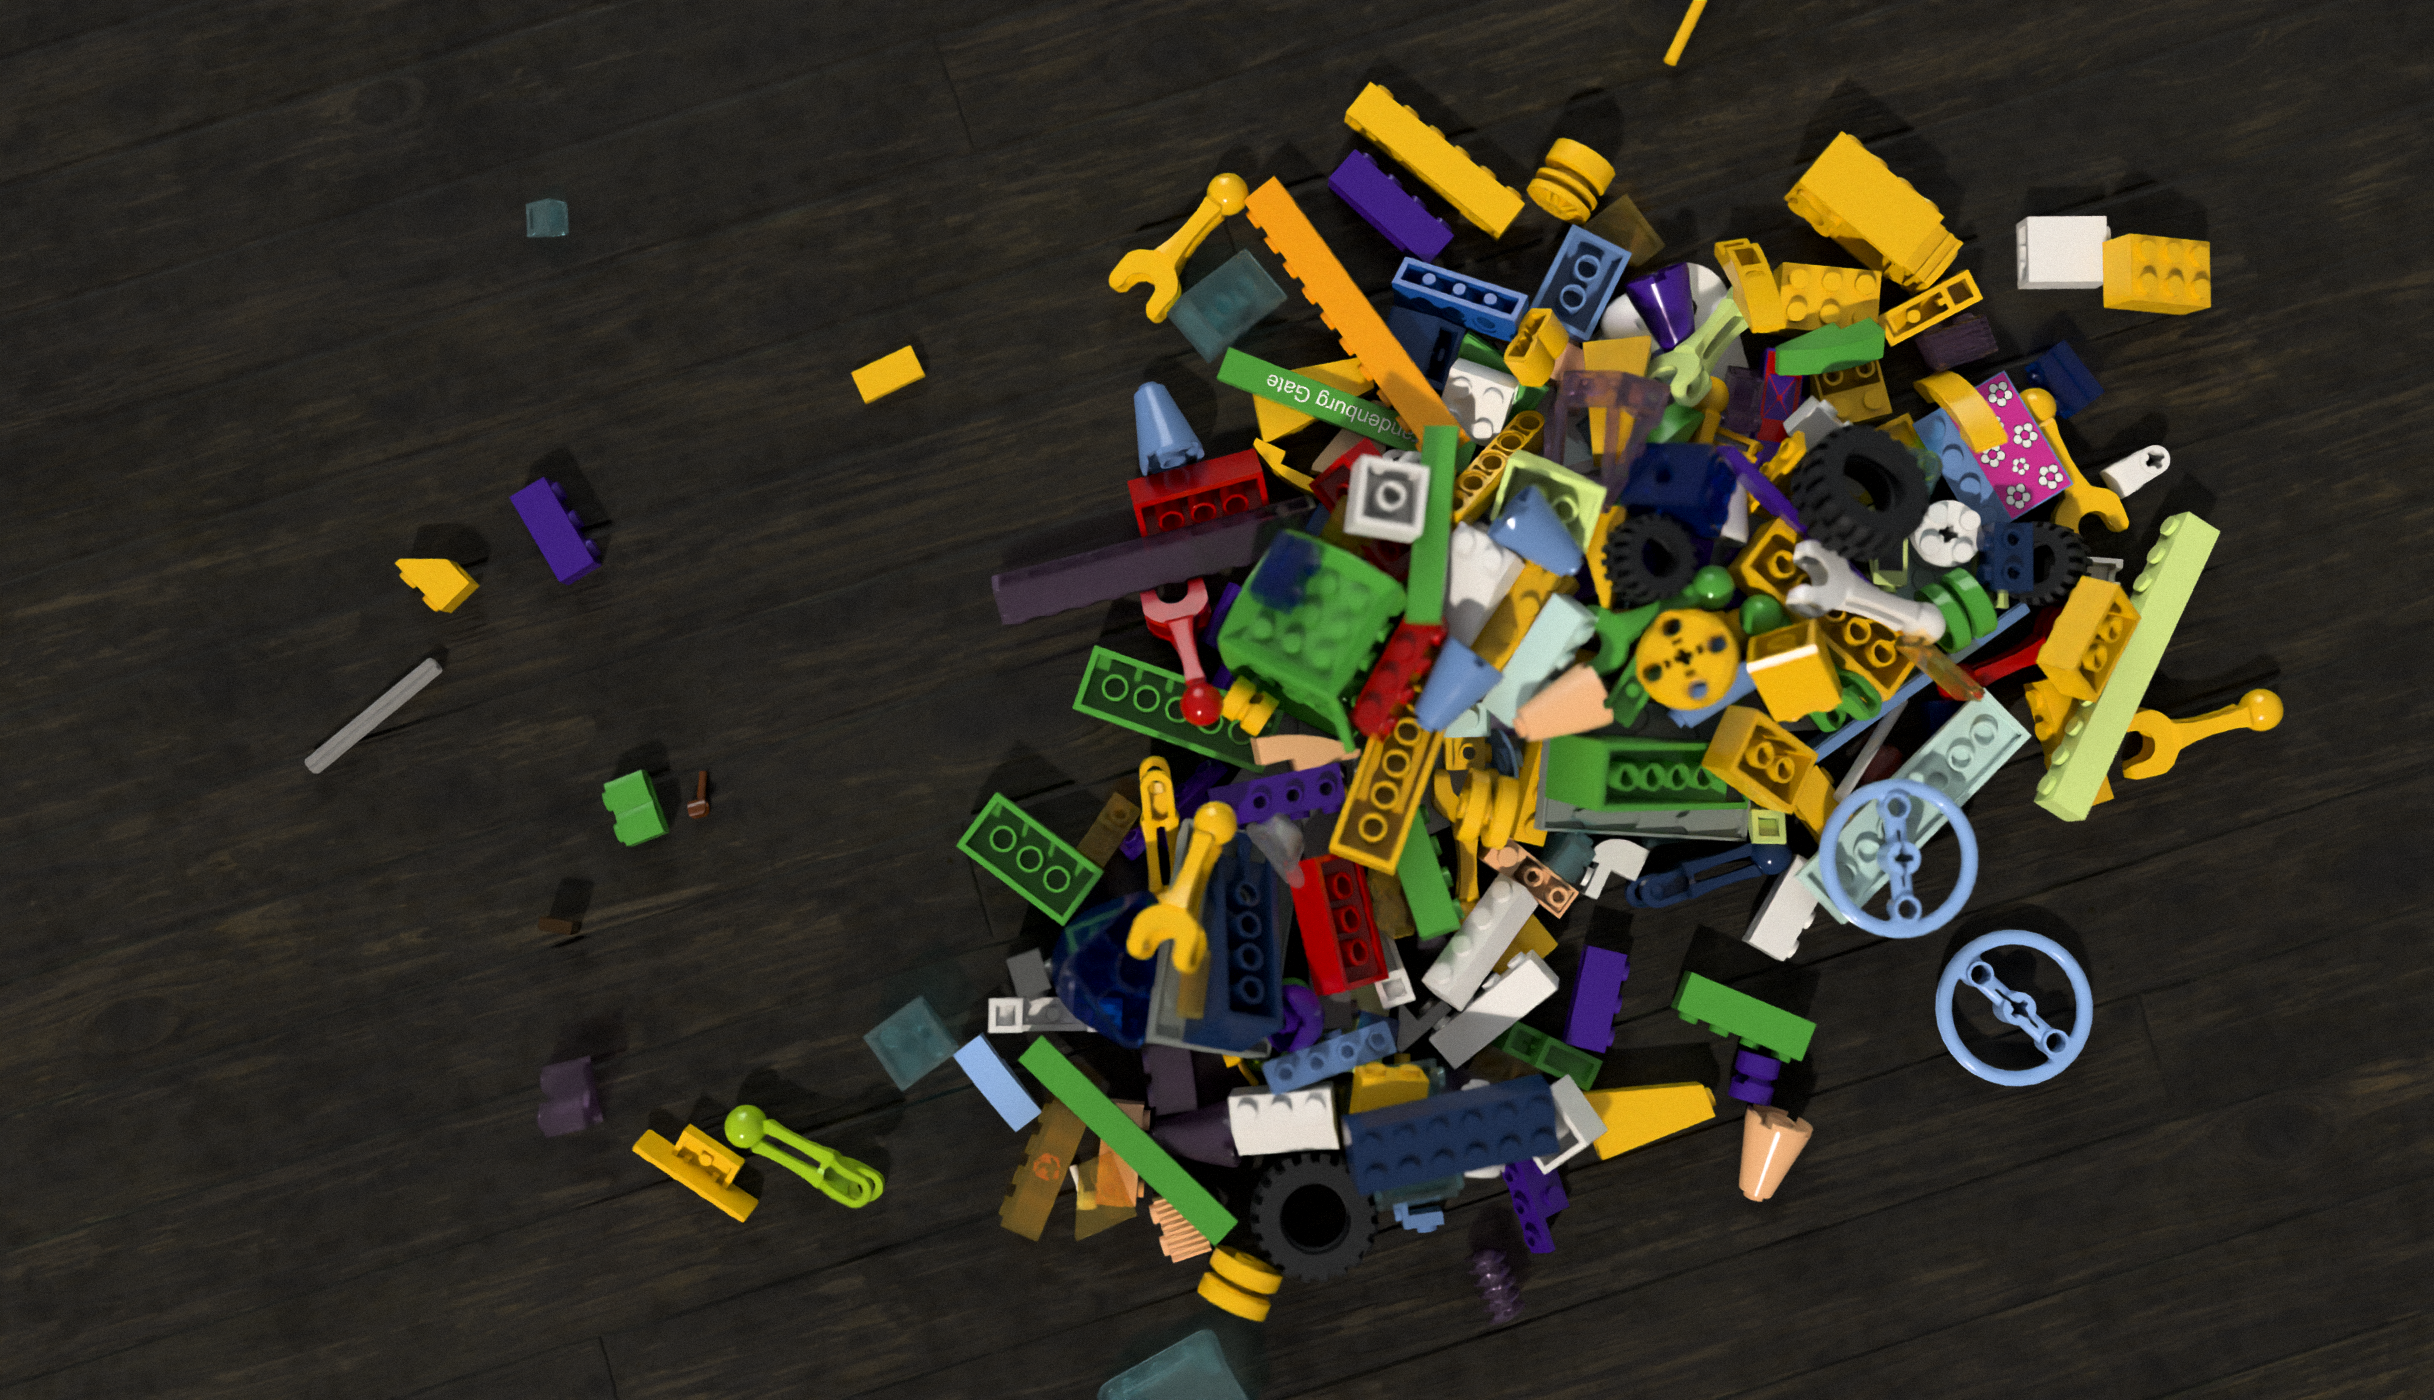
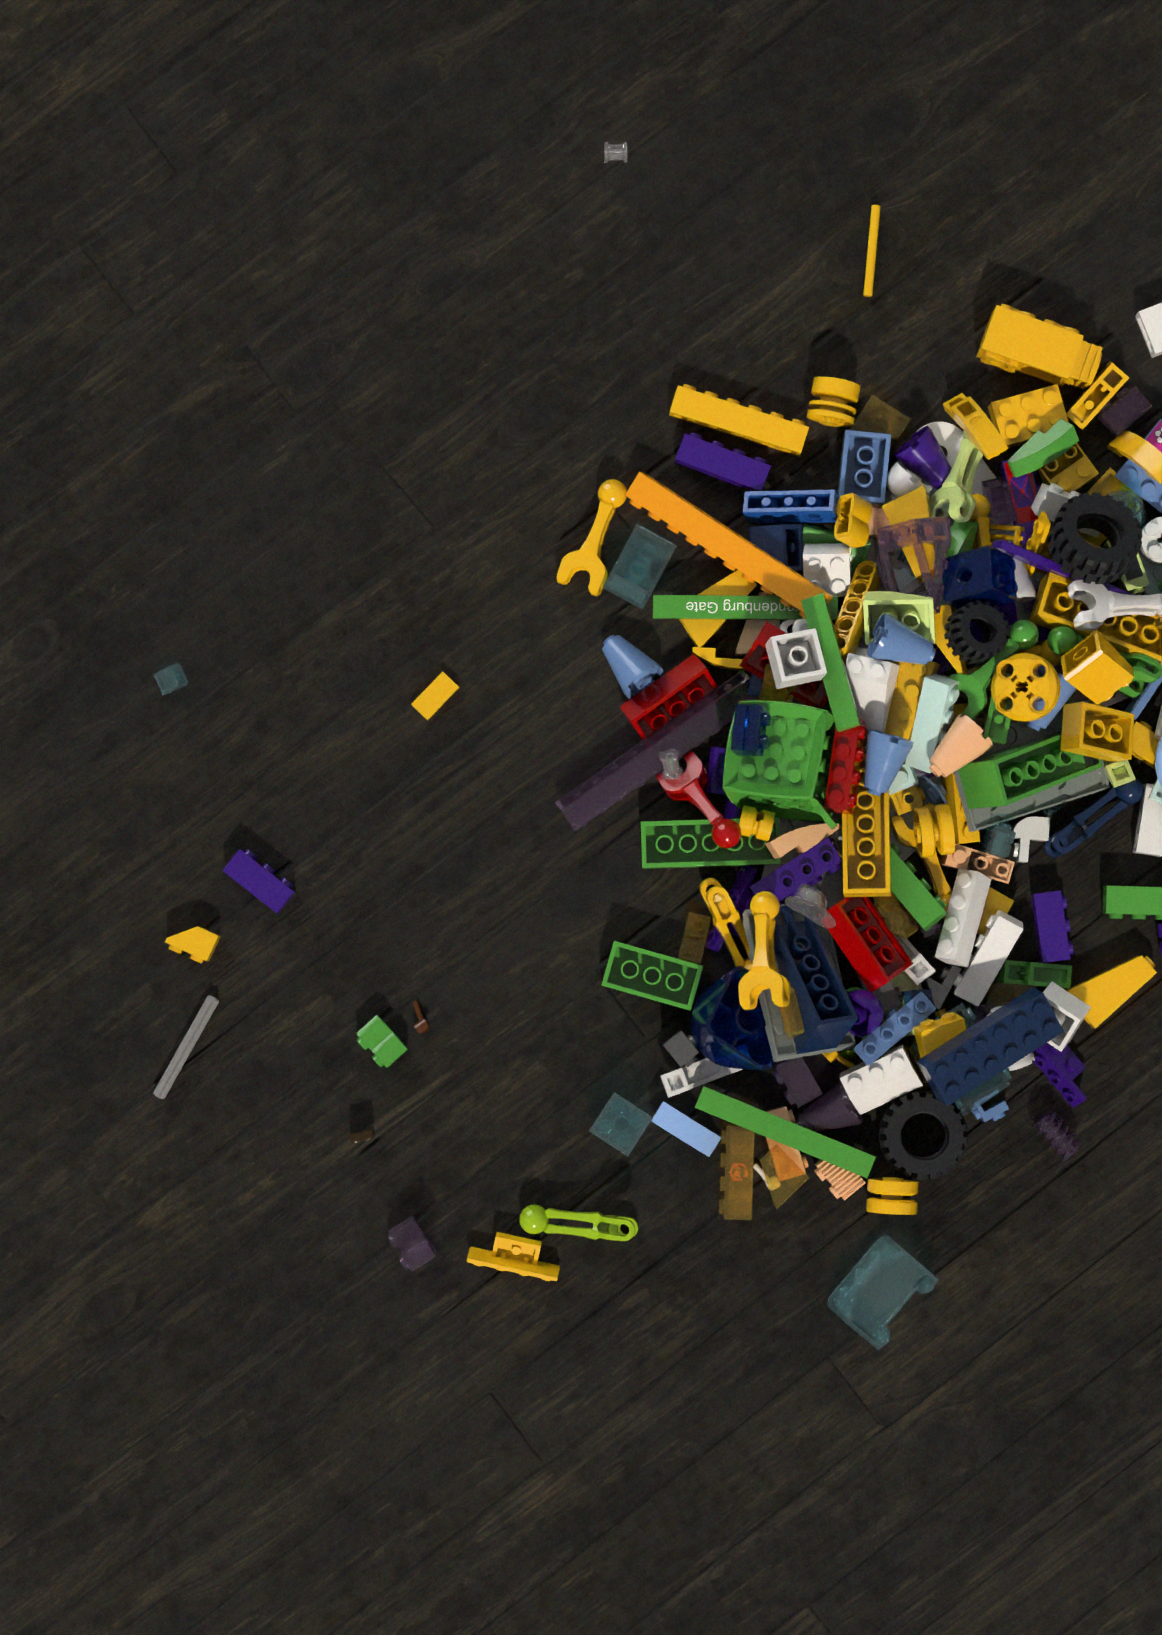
camera: 15 degrees left, 0 degrees up
(1165, 583) = (670, 764): none -> clear bush

